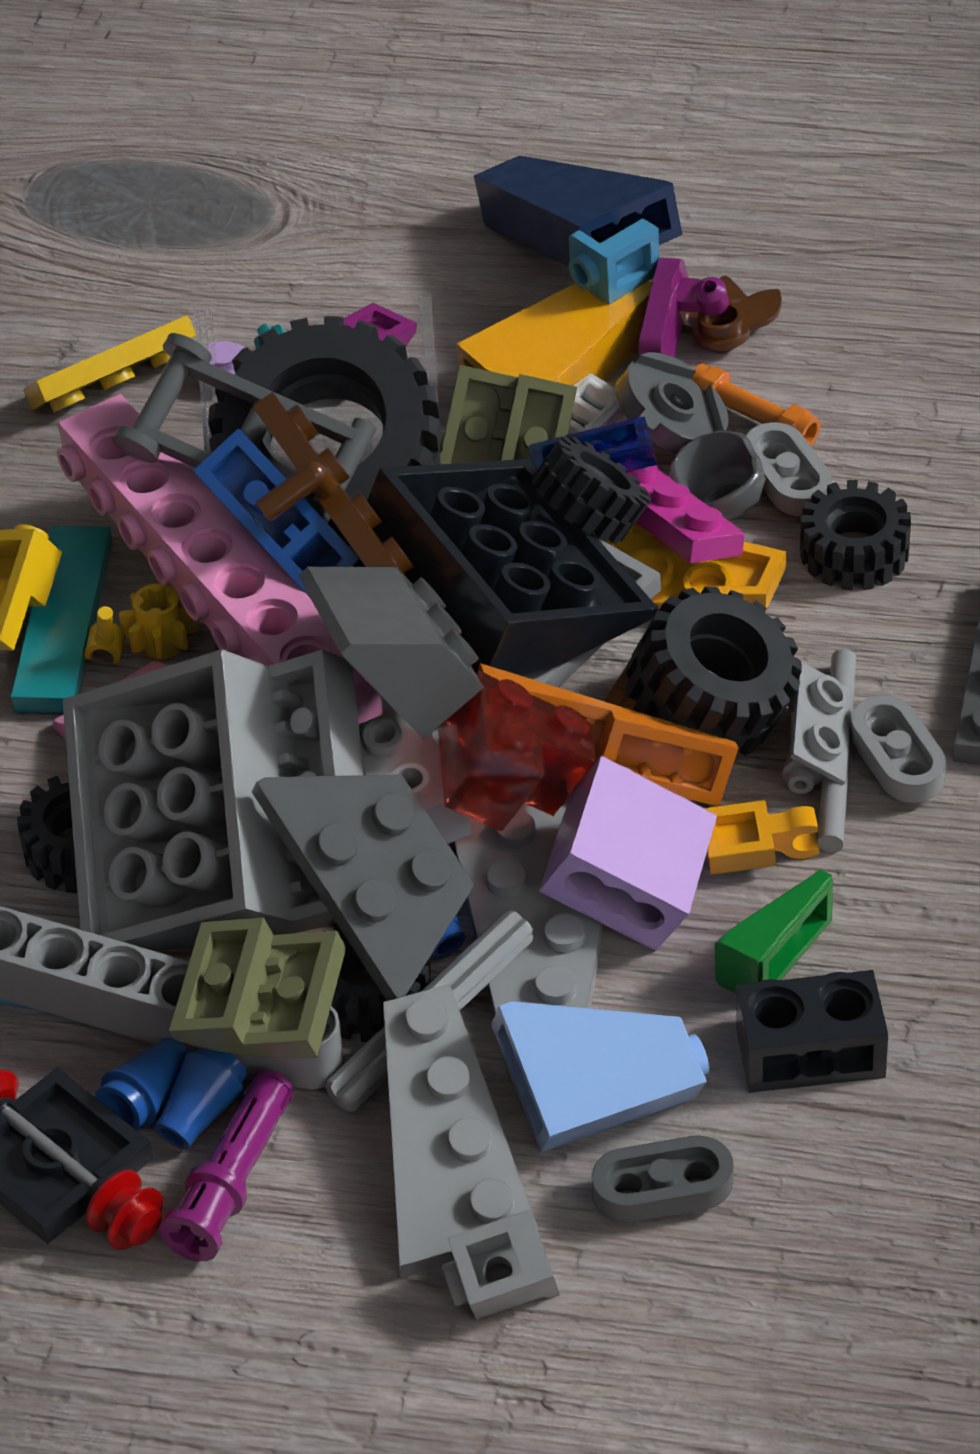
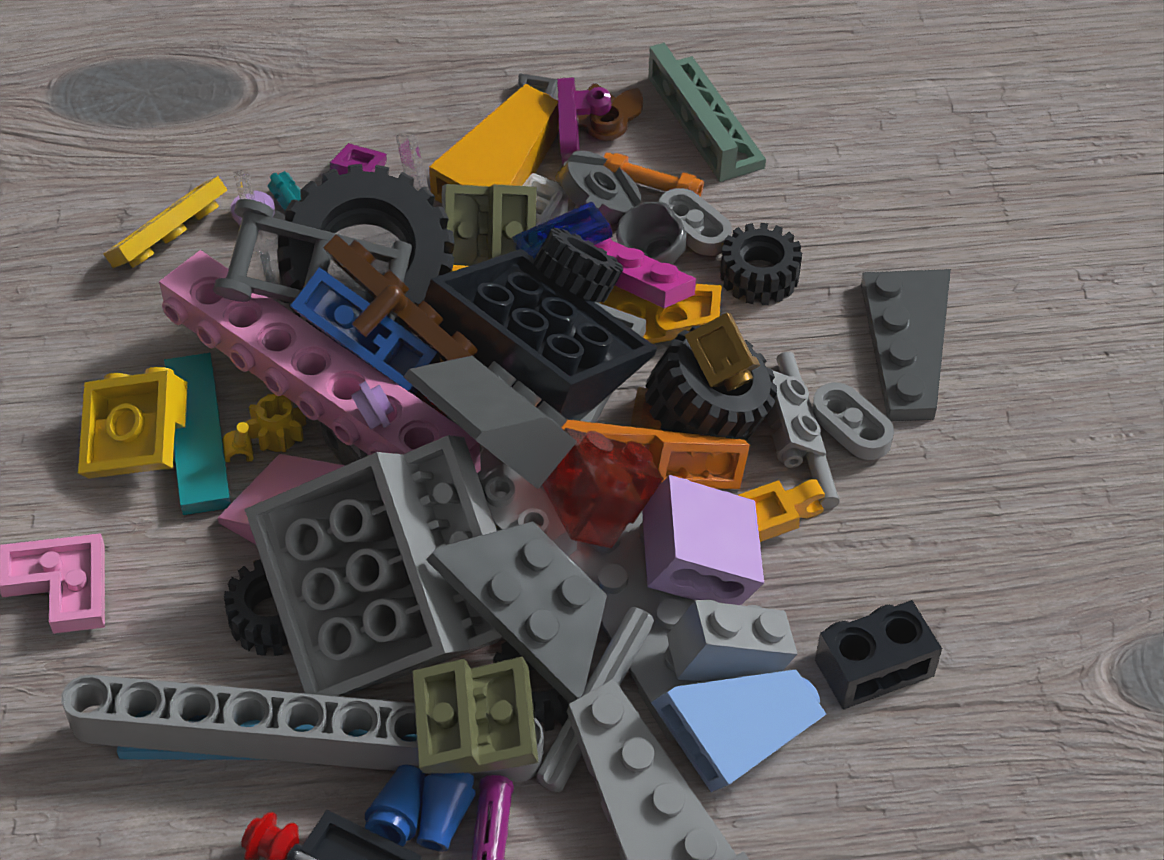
camera: 20 degrees left, 5 degrees up
(255, 605) = (373, 405): none -> lavender plate
(550, 200) = (479, 53): dark blue slope -> none
(616, 968) = (730, 641): none -> light grey brick
(617, 263) = (529, 89): dark azure bracket -> none
(661, 1178) = (810, 797): dark grey plate -> none
(726, 623) = (722, 353): none -> pearl gold bracket
(775, 935) = (818, 596): green slope -> none
(847, 343) = (702, 122): none -> sand green fence

